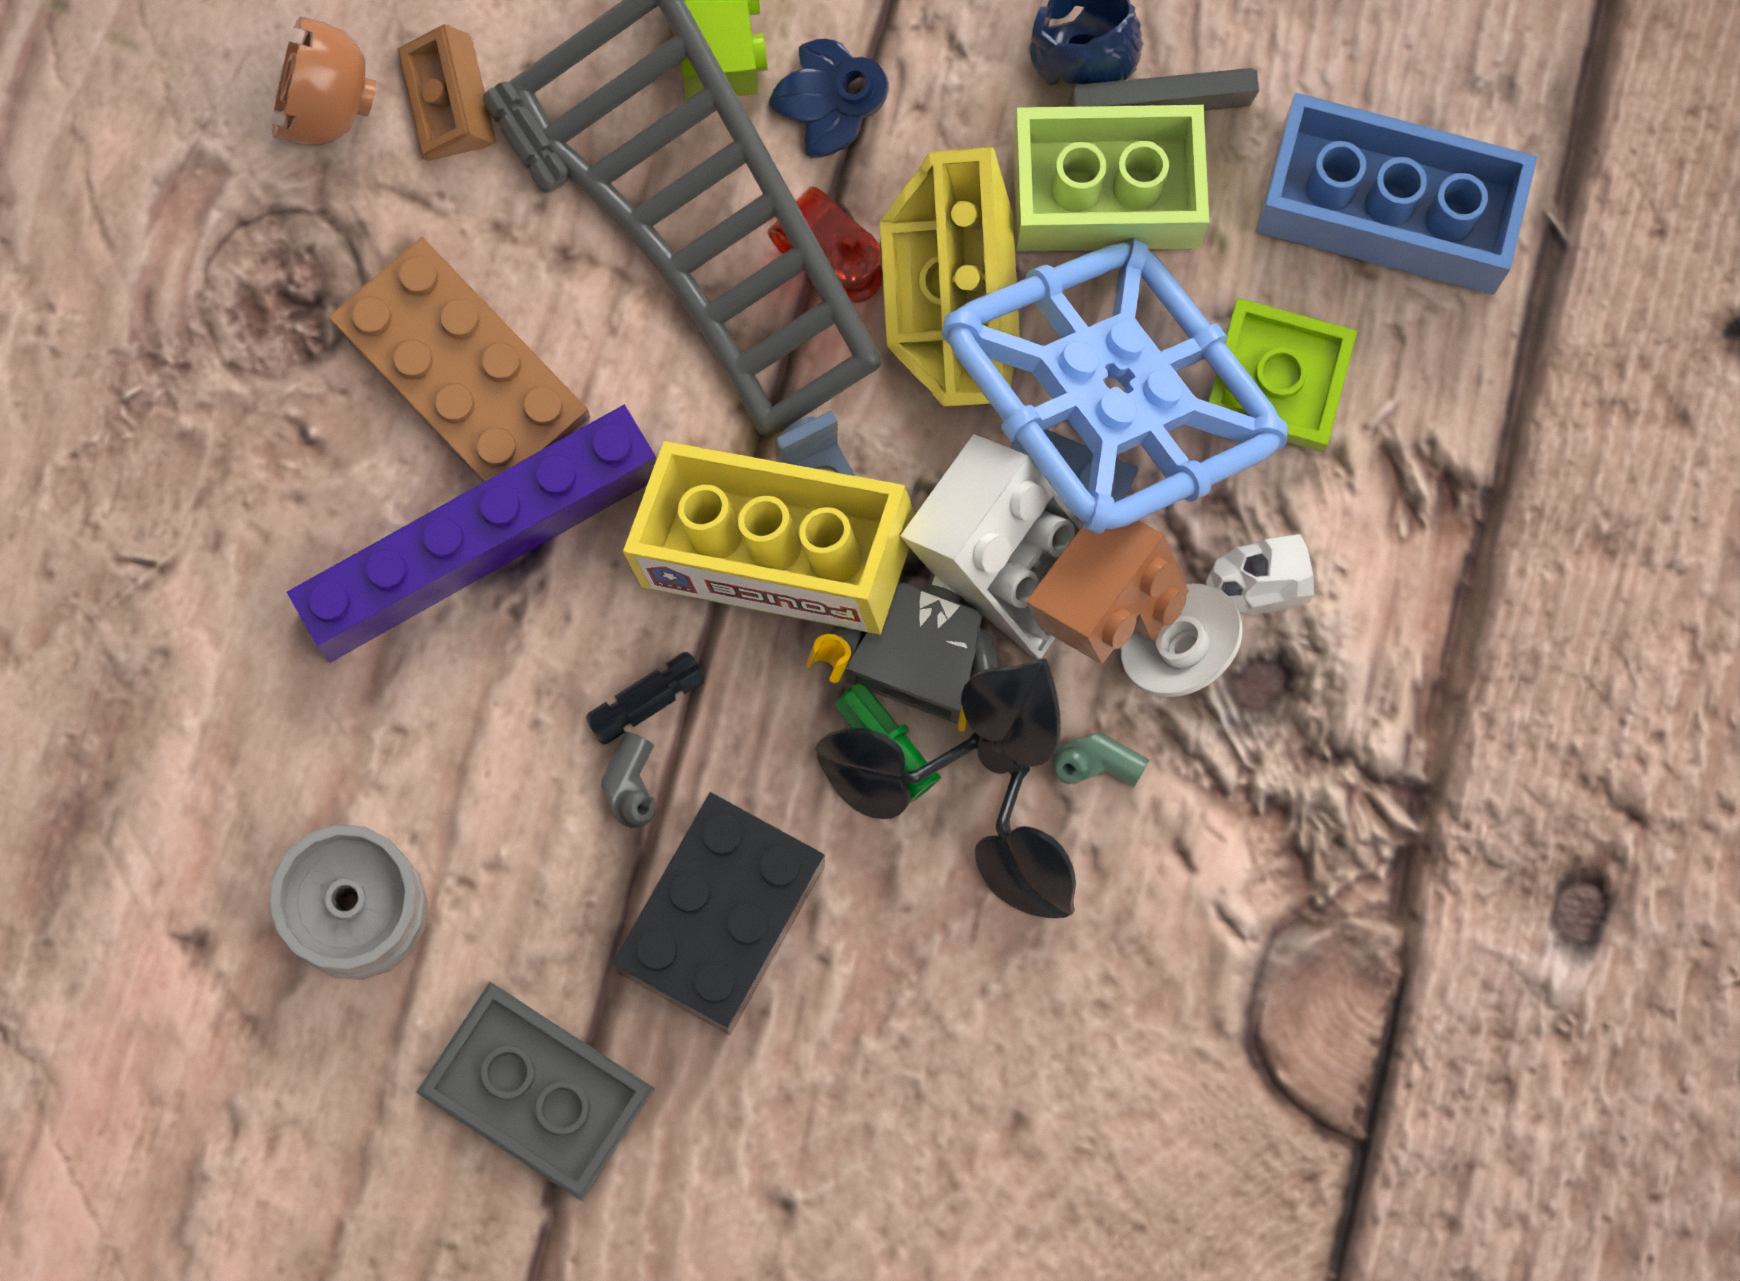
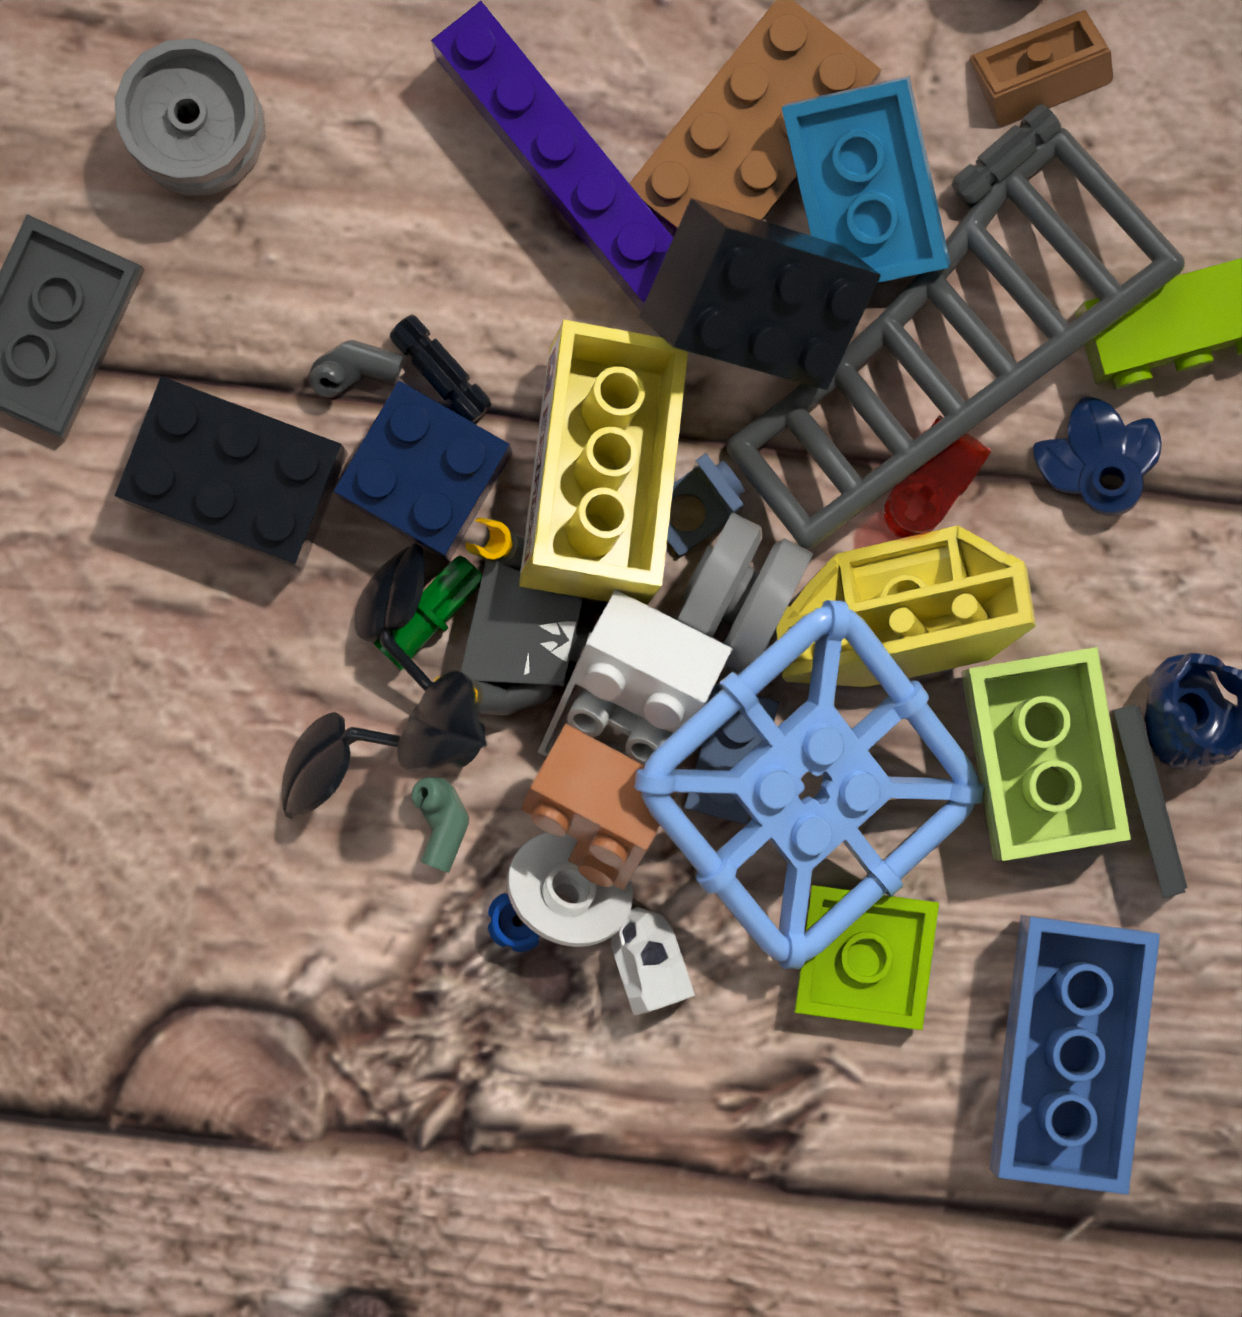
camera: 85 degrees right, 10 degrees up
(535, 258) = (869, 177): none -> dark azure plate
(630, 362) = (758, 295): none -> black brick
(747, 722) = (423, 470): none -> dark blue brick
(914, 423) = (741, 595): none -> light grey wheel
(1209, 716) = (504, 931): none -> blue plate

